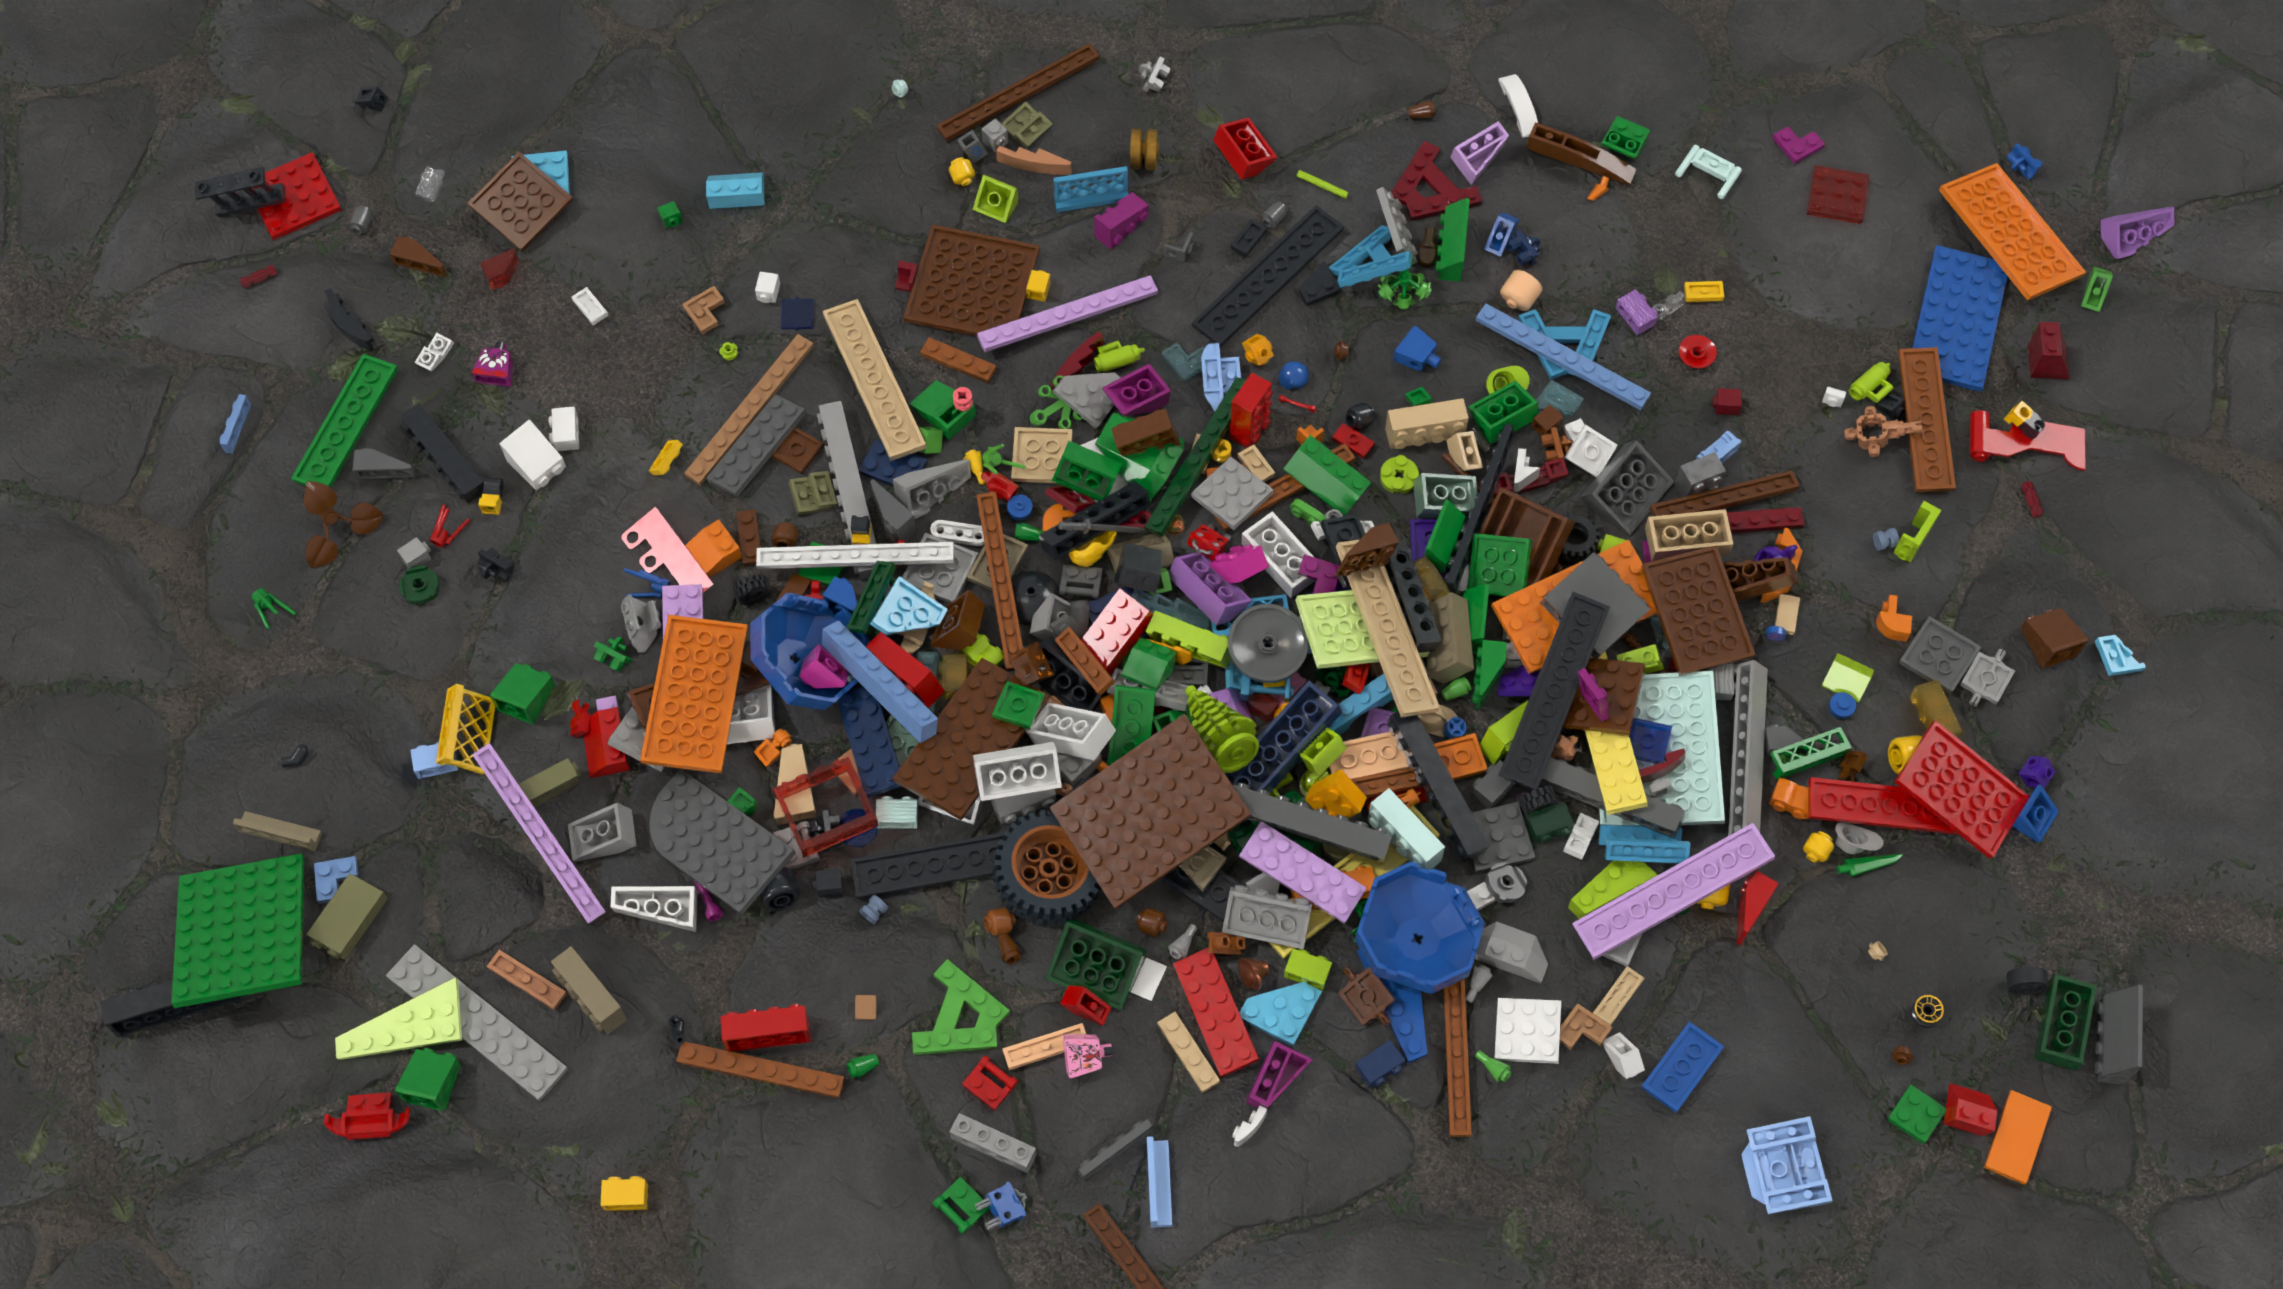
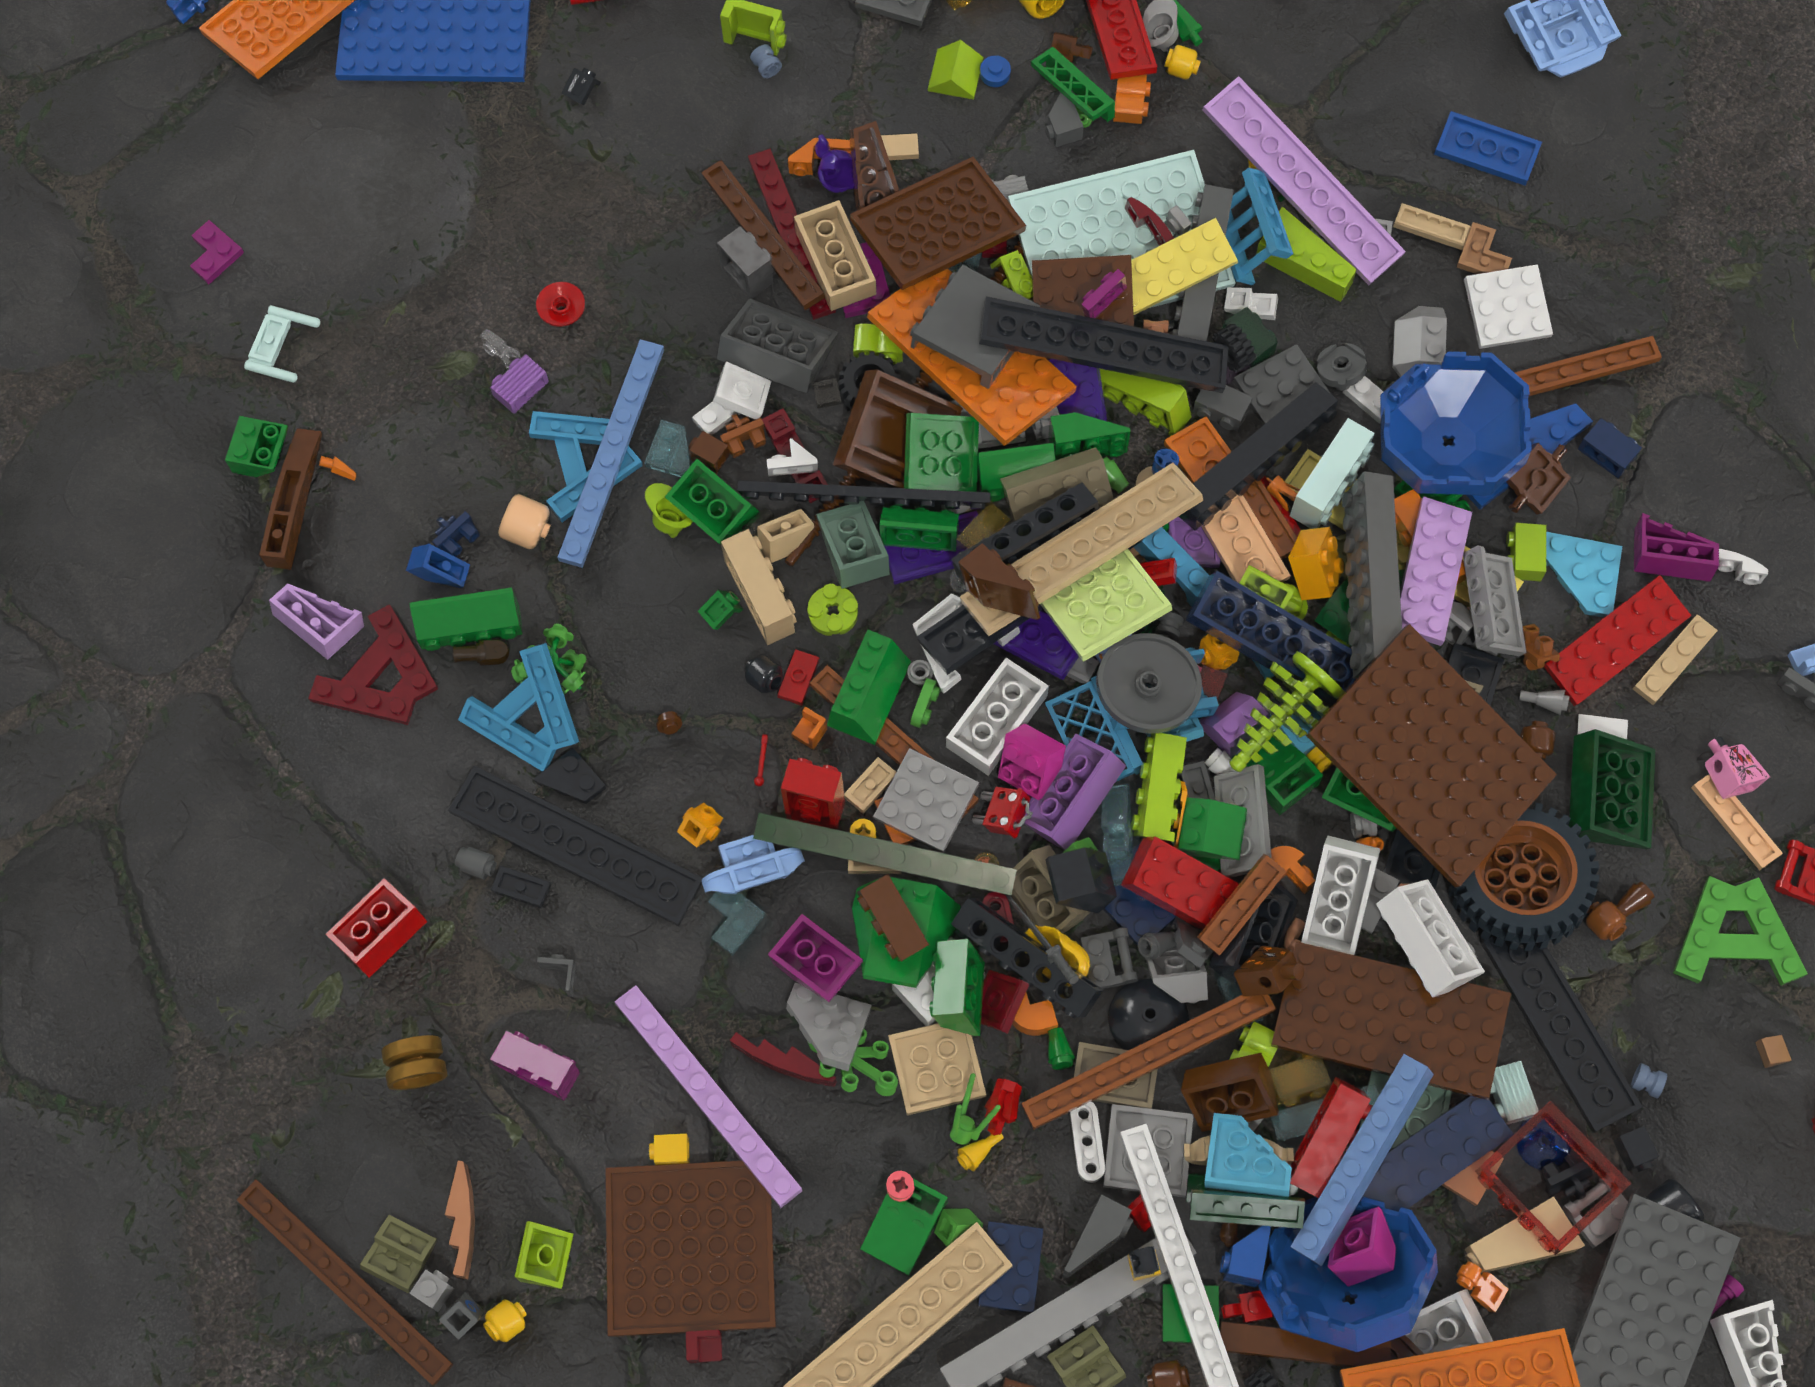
camera: 105 degrees left, 5 degrees up
(743, 802) = (1571, 1300): green plate -> none
(927, 486) = (1043, 1214): light grey wedge -> none
(958, 360) = (817, 1229): dark orange plate -> none
(1018, 705) = (1331, 970): green tile -> none
(1019, 507) = (1025, 1070): blue wheel -> none
(1085, 1004) = (1669, 789): red slope -> none
(1086, 196) = (500, 1121): dark azure fence -> none
(1115, 356) = (759, 1008): lime piece -> none
(1131, 718) = (1299, 825): green plate -> none
(1158, 69) = (271, 1093): light grey hips -> none
(1252, 972) = (1556, 609): copper piece -> none
(1293, 375) = (721, 774): blue hair -> none
(1320, 183) = (407, 814): lime bar -> none
(1320, 571) = (1021, 648): magenta plate -> none
(1396, 223) = (453, 698): light grey plate -> none
(1417, 351) = (645, 628): blue torso -> none
(1422, 110) = (258, 711): reddish brown cone -> none
(1499, 1070) = (1565, 327): bright green cone -> none
(1520, 103) = (219, 590): white slope -> none
(1623, 1055) = (1499, 205): white slope -> none
(1650, 740) = (1120, 239): clear blue plate -> none
(1704, 291) = (467, 314): yellow plate -> none
(1723, 447) = (694, 255): light blue hinge -> none
(1727, 401) = (623, 258): dark red brick -> none
(1748, 746) = (1099, 148): light grey brick -> none
(1755, 896) = (1292, 106): red slope -> none
(1775, 633) = (926, 154): blue tile -> none
(1834, 397) = (587, 146): white plate -> none
(1838, 194) = (281, 194): clear red plate -> none
(1870, 381) = (553, 112): lime piece -> none
(1890, 430) = (619, 77): nougat piece -> none
(1891, 624) = (873, 40): orange brick -> none
(1925, 402) = (592, 43): dark orange plate -> none

